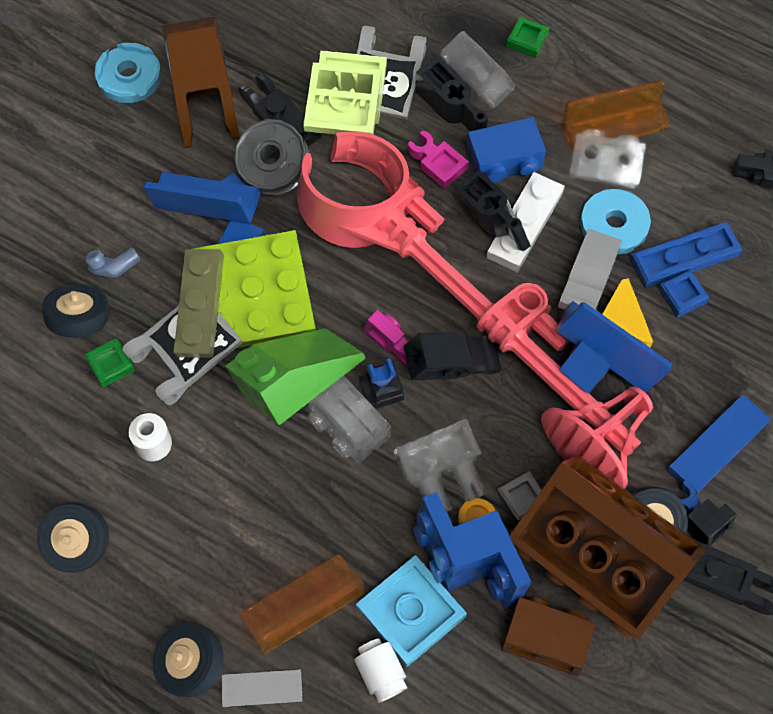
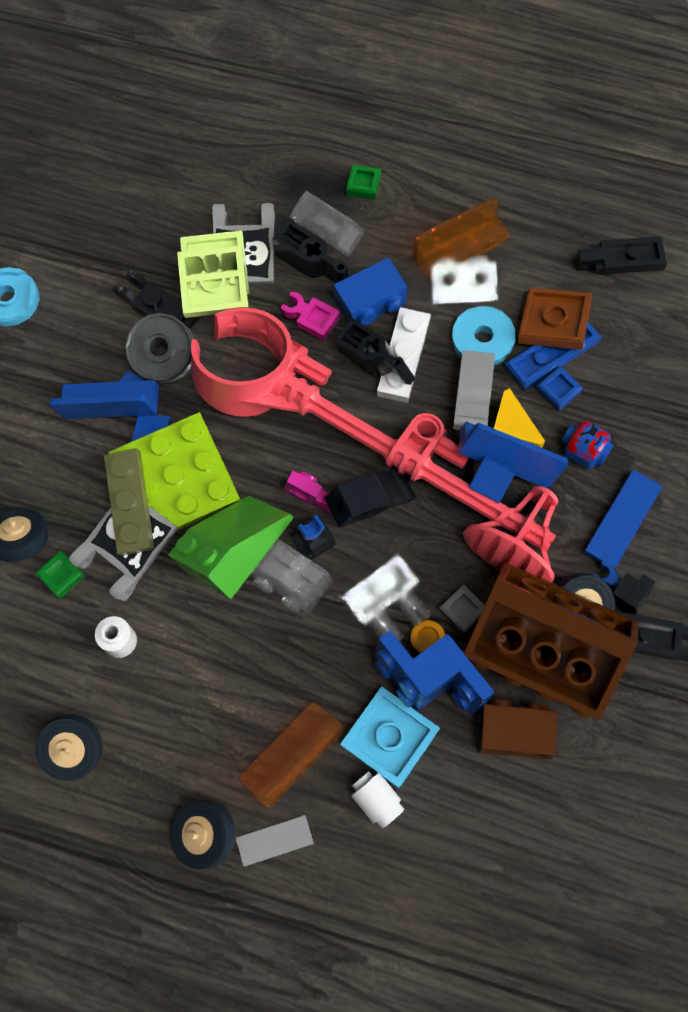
camera: 10 degrees left, 5 degrees up
(109, 266) = (38, 485): sand blue arm -> none
(198, 70) = (71, 281): reddish brown piece -> none
(697, 219) = (555, 318): none -> dark orange tile
(699, 357) = (587, 444): none -> blue head

